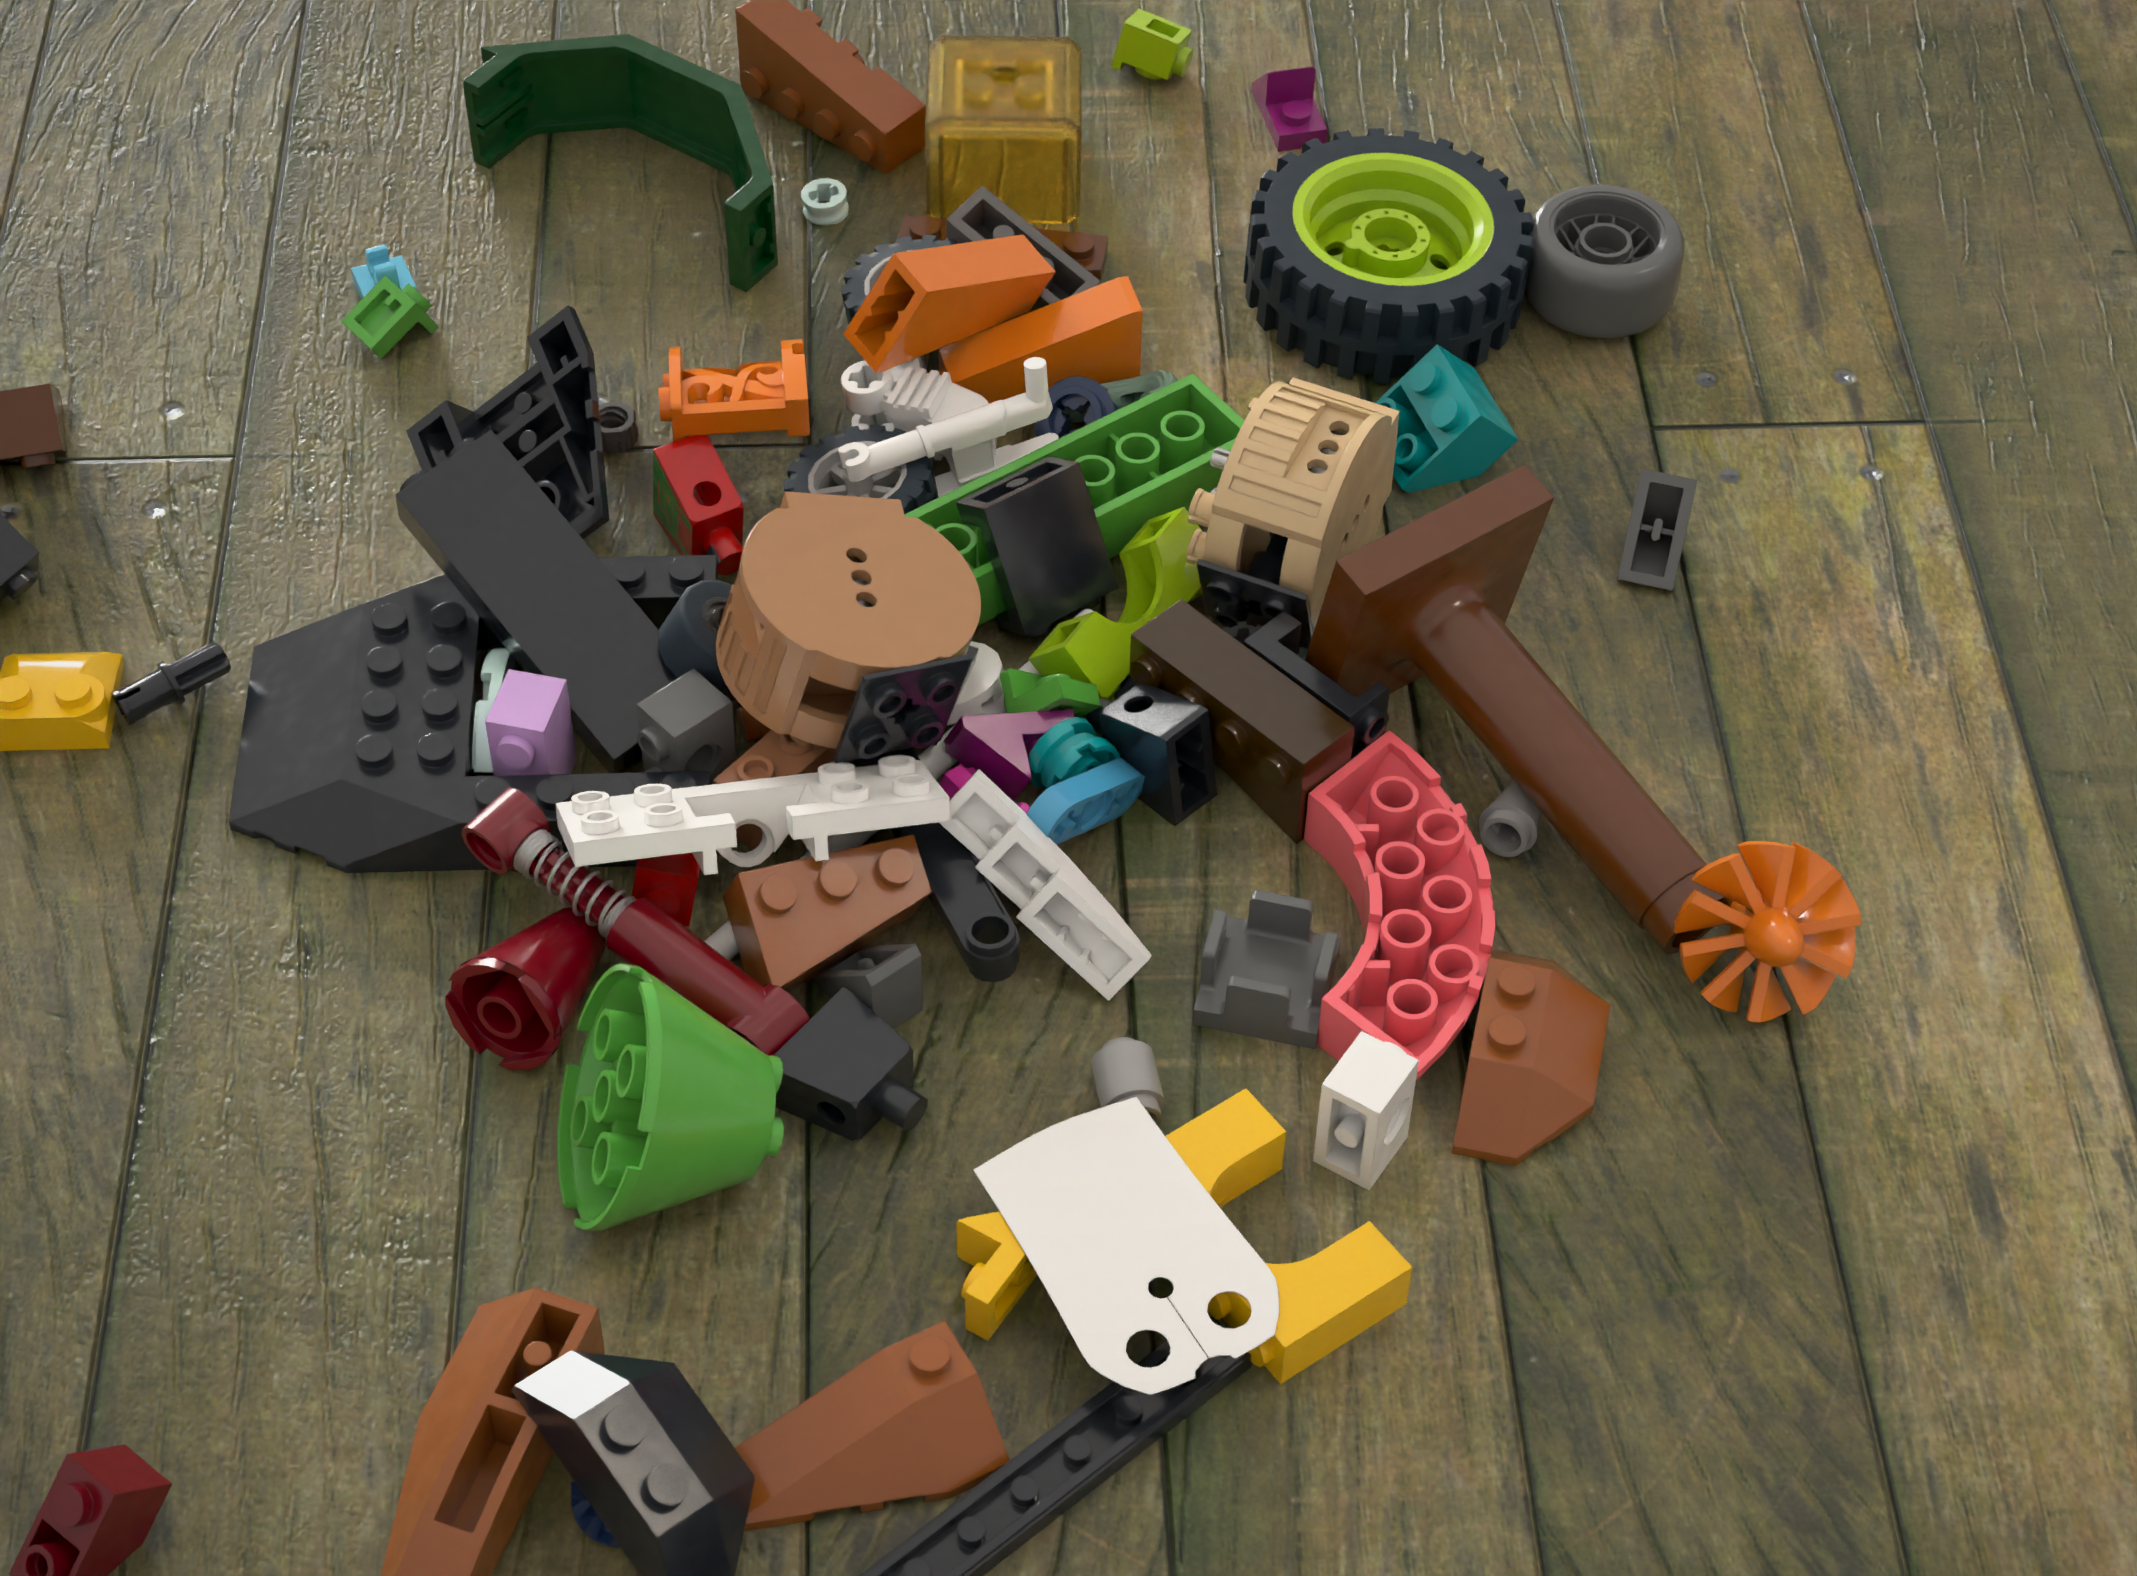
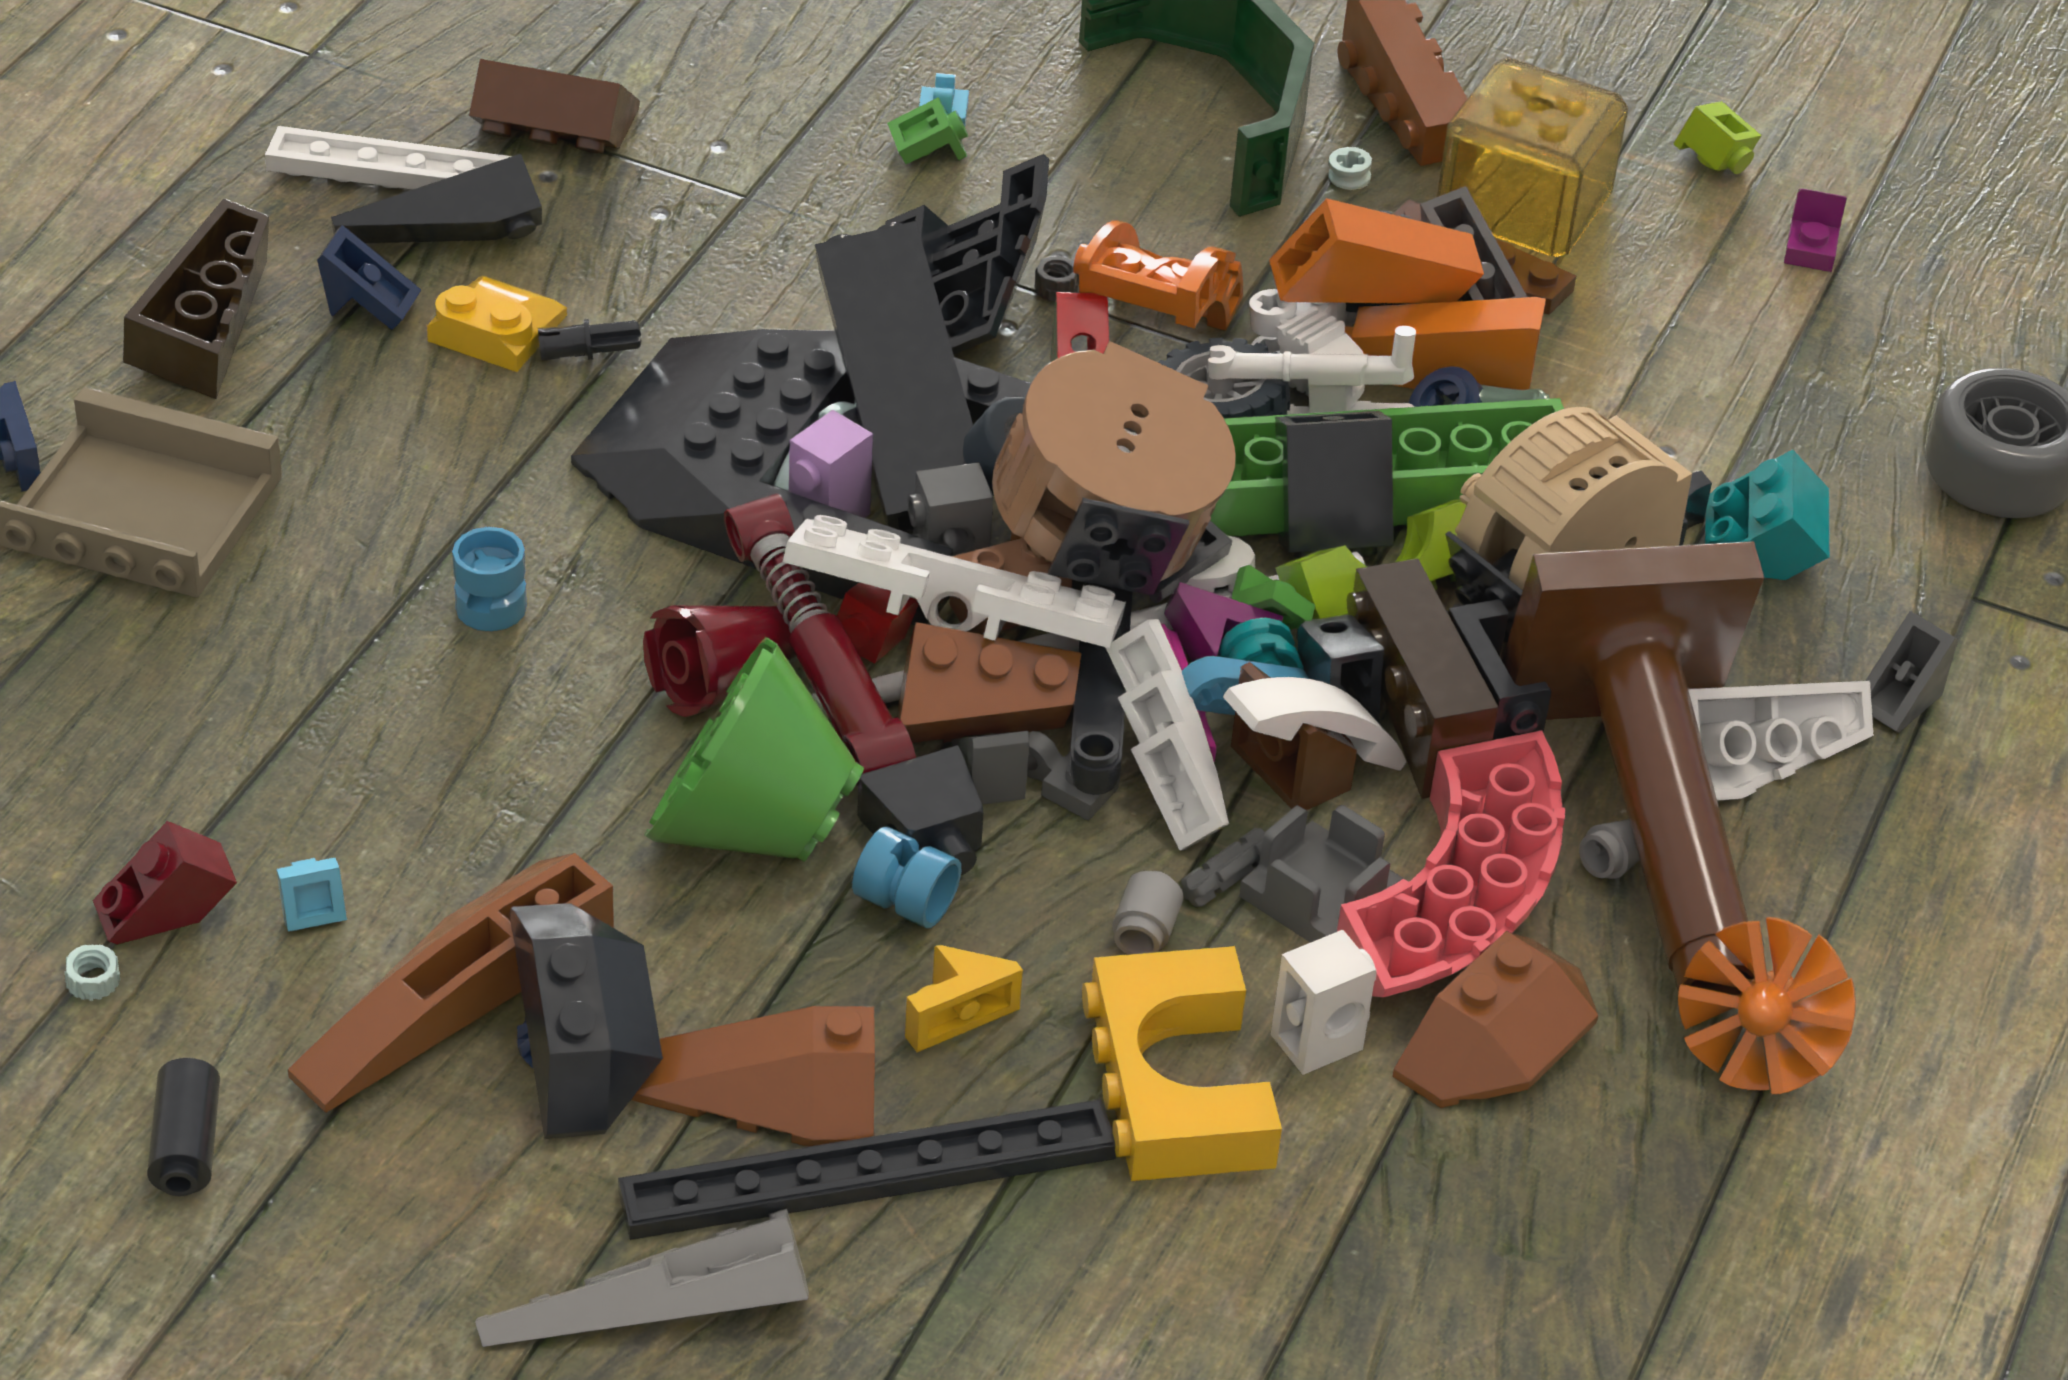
camera: 25 degrees right, 5 degrees down
(236, 1003) = (489, 578): none -> dark azure wheel
(258, 1456) = (311, 893): none -> medium azure tile
(874, 1154) = (899, 874): none -> dark azure wheel
(952, 975) = (1053, 770): none -> dark grey plate
(1105, 1213) = (1056, 985): white piece -> none
(1153, 843) = (1300, 771): none -> reddish brown slope
(1163, 806) = (1285, 703): none -> white slope
(1169, 998) = (1223, 869): none -> dark grey axle
(1385, 251) = (1809, 363): black wheel -> none
(1585, 626) = (1775, 729): none -> white wedge

